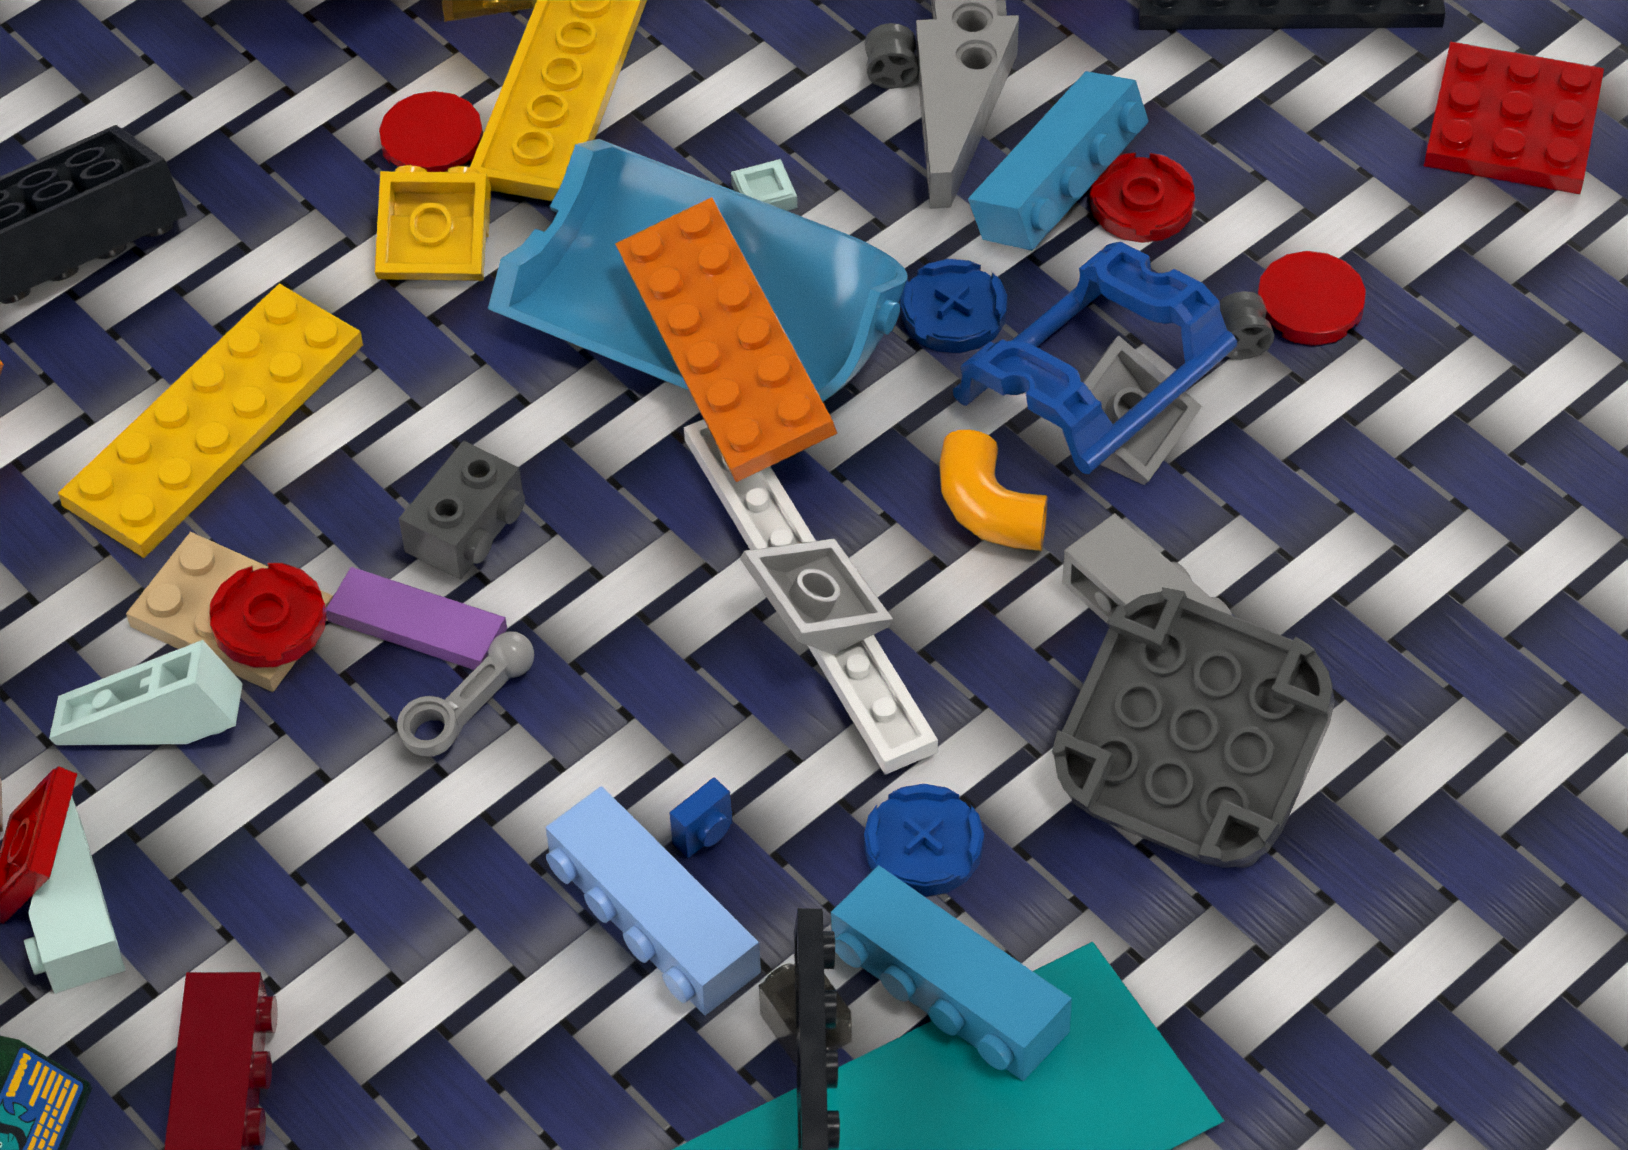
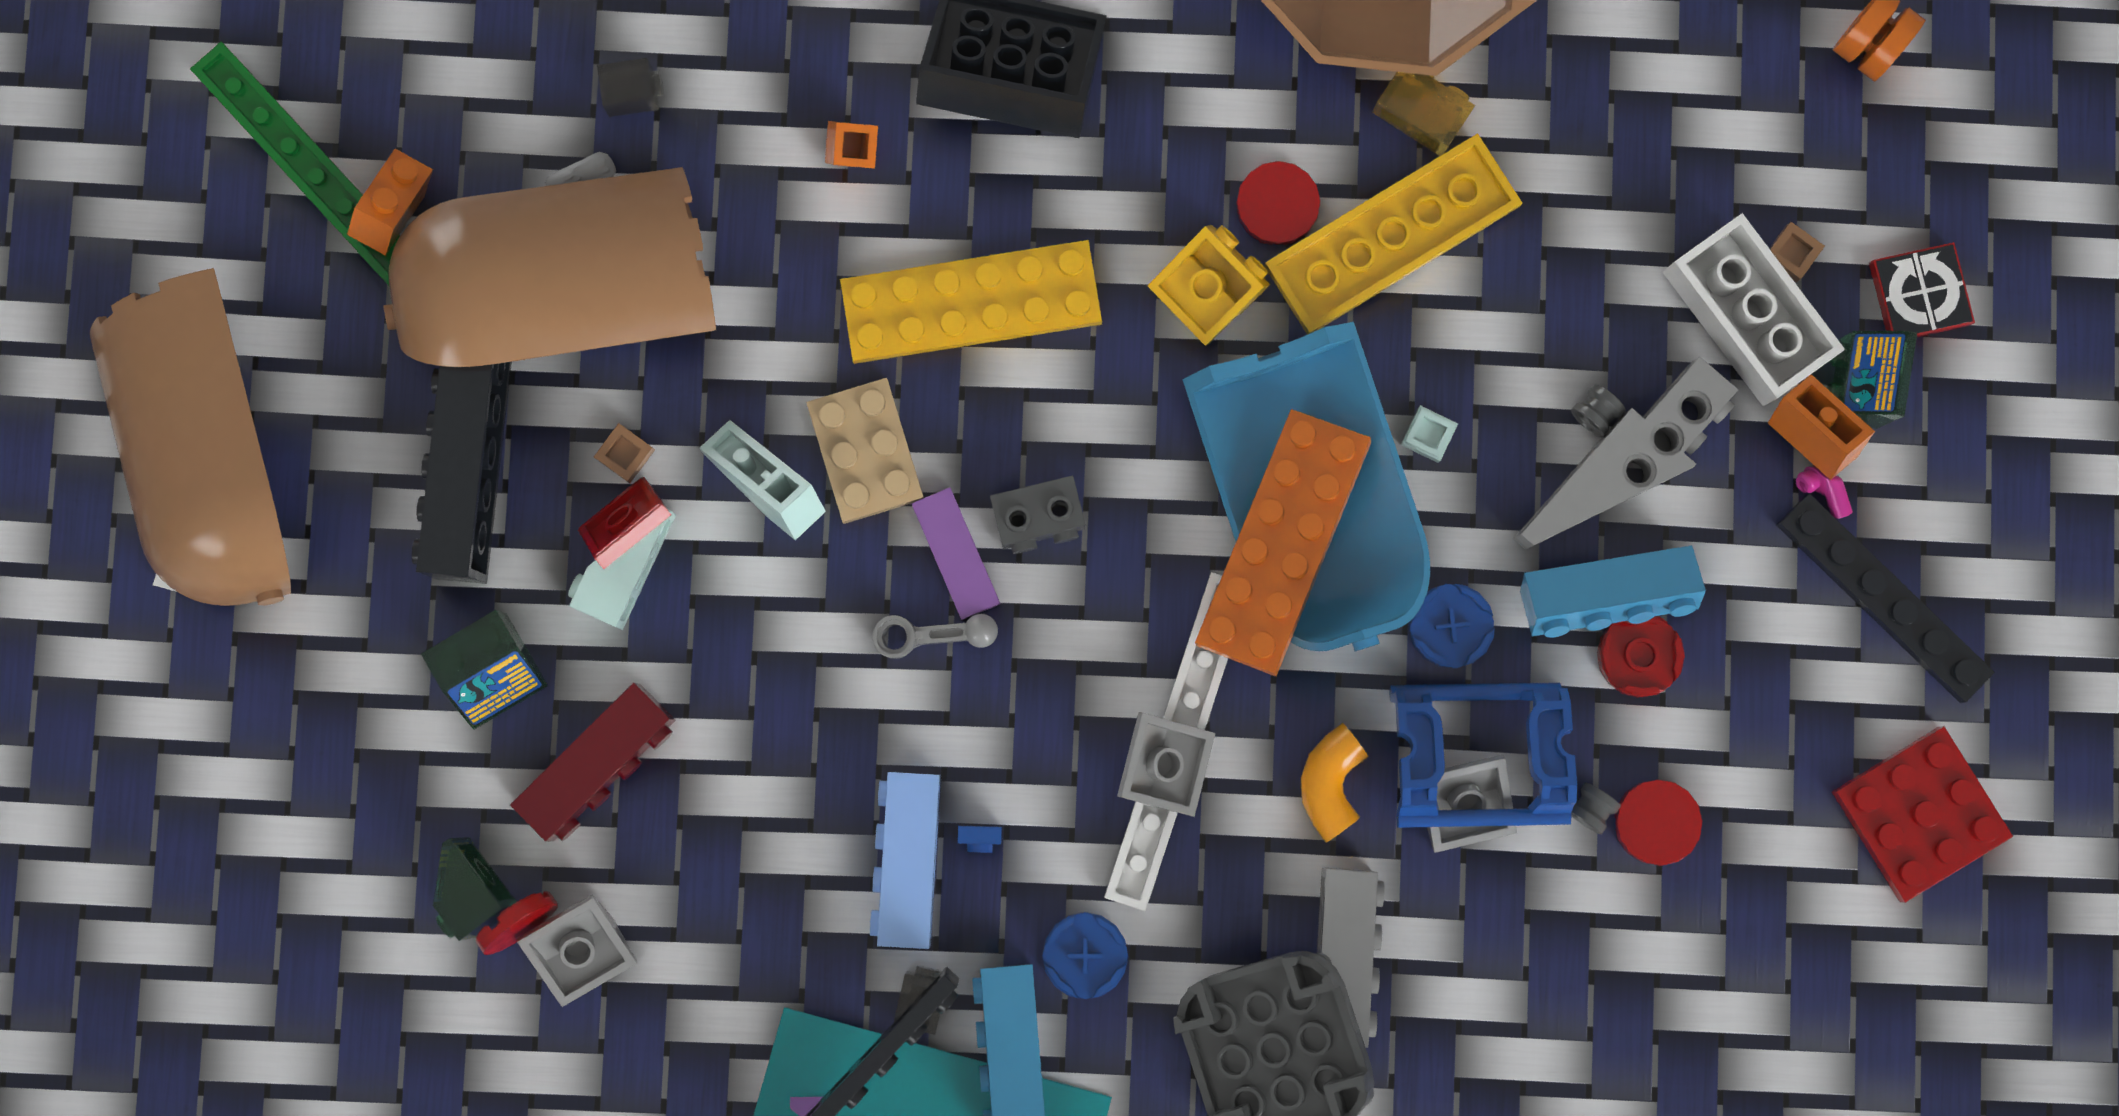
camera: 40 degrees right, 30 degrees up
(267, 615) = (871, 485): red tile -> none

